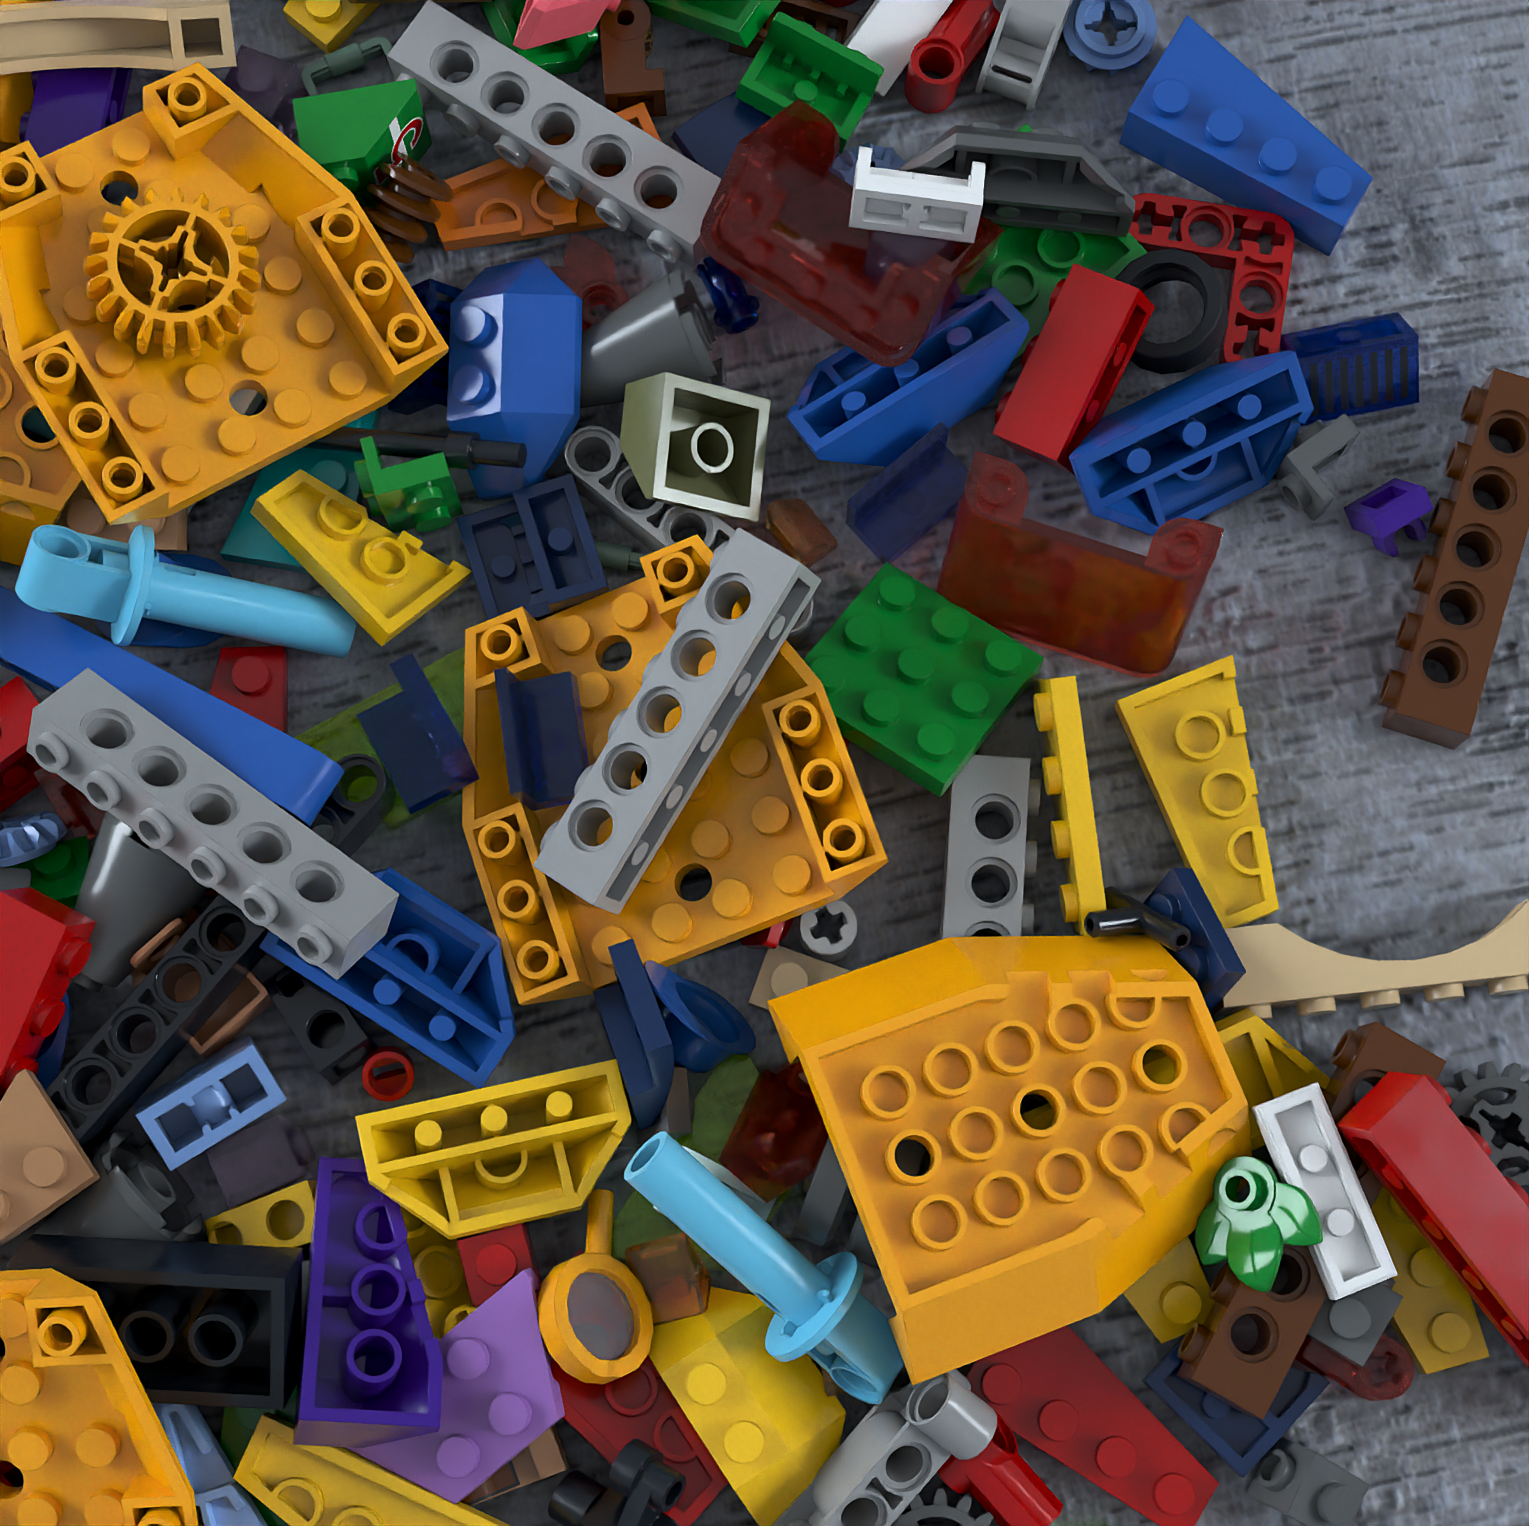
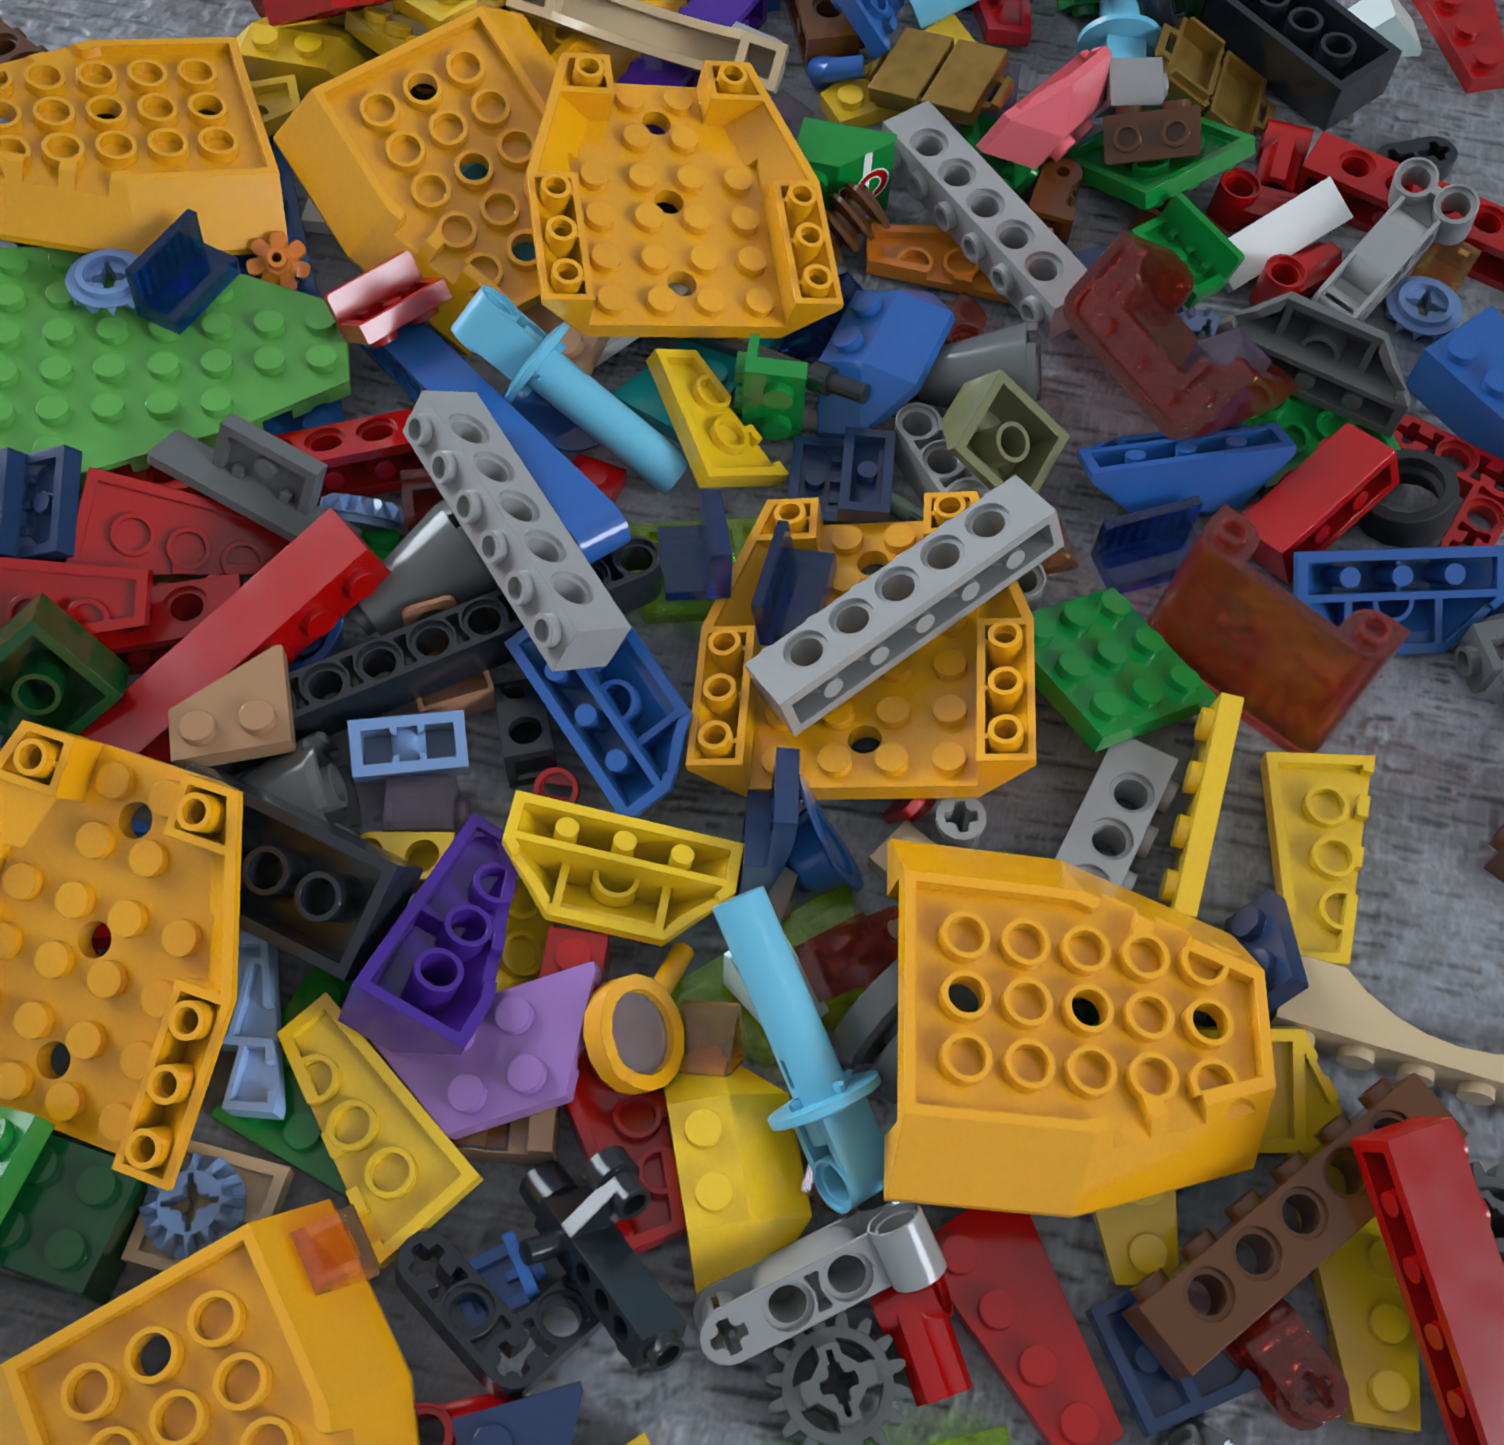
camera: 20 degrees right, 15 degrees down
(127, 248) = (681, 175): light orange gear -> none
(733, 304) = (1065, 378): clear blue pin -> none
(916, 201) = (1240, 327): white hinge -> none
(1129, 915) = (1224, 915): black piece -> none
(1254, 1230) = (1245, 1197): green plate -> none
(1313, 1157) = (1320, 1195): white tile -> none
(1355, 1322) = (1308, 1324): dark grey bracket -> none

